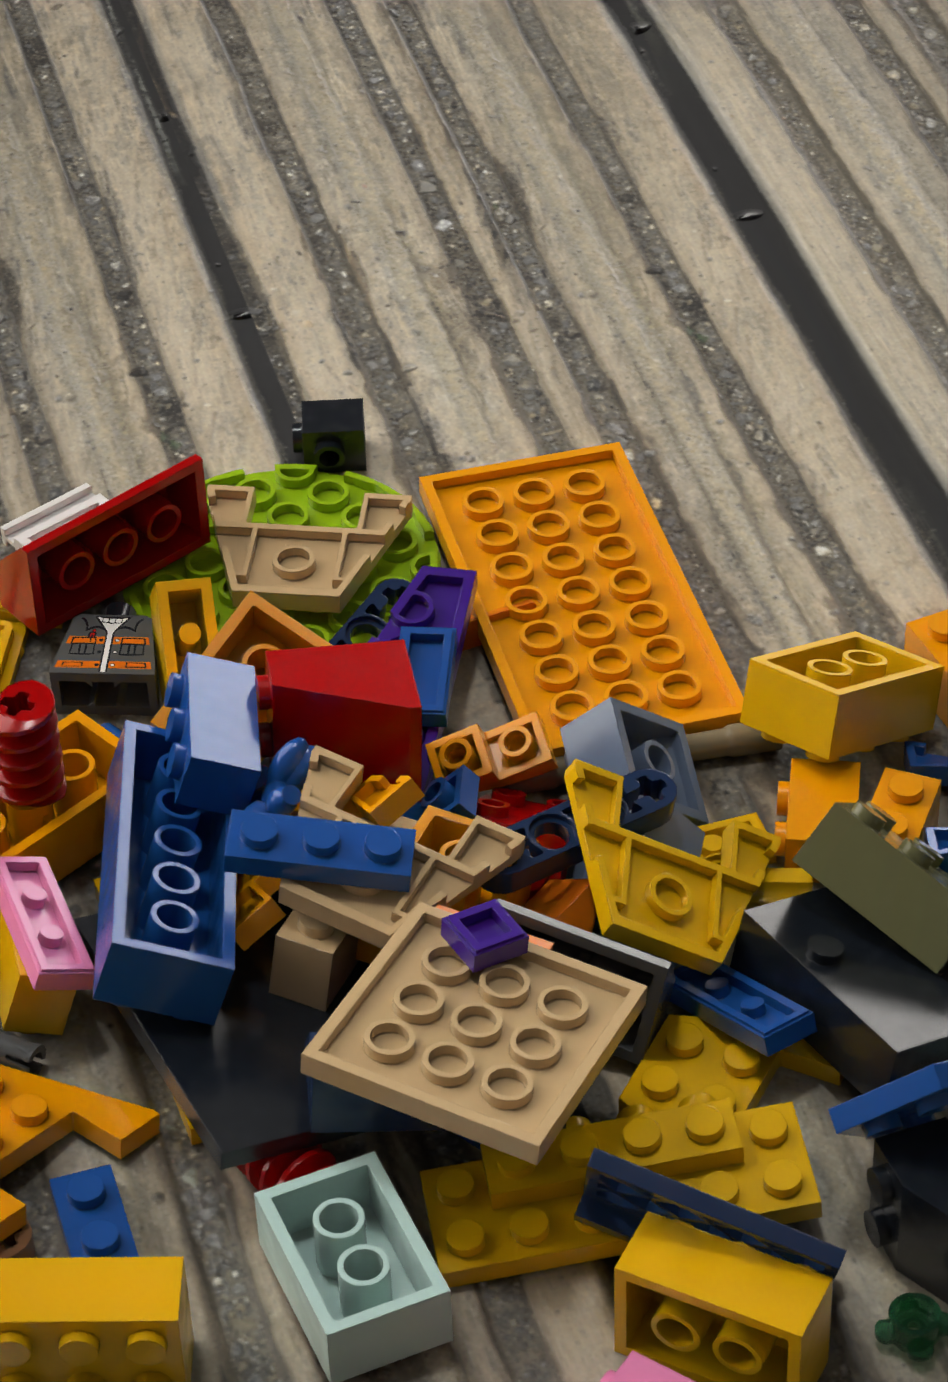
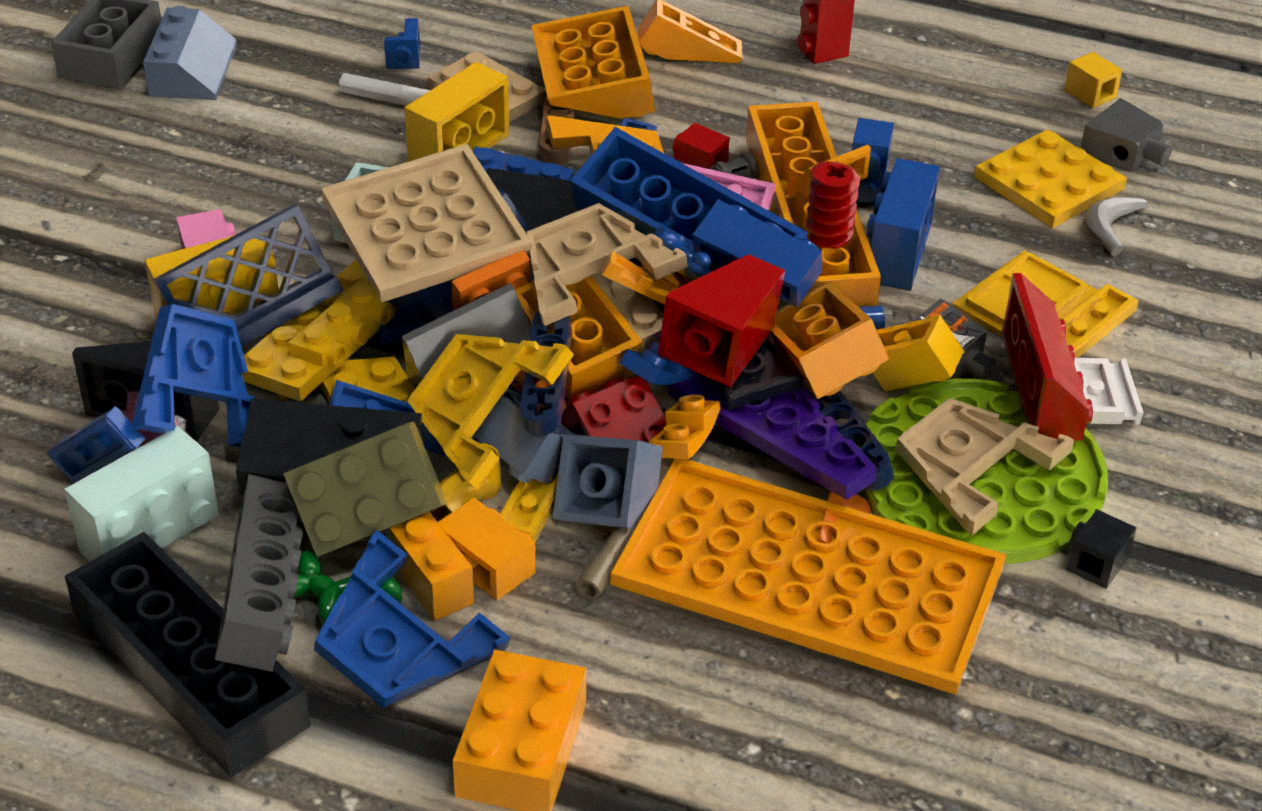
camera: 125 degrees right, 0 degrees up
(319, 850) = (601, 219): blue plate -> none
(433, 664) = (775, 423): blue tile -> none
(484, 935) = (474, 242): dark purple tile -> none
(841, 695) = (553, 585): yellow brick -> none

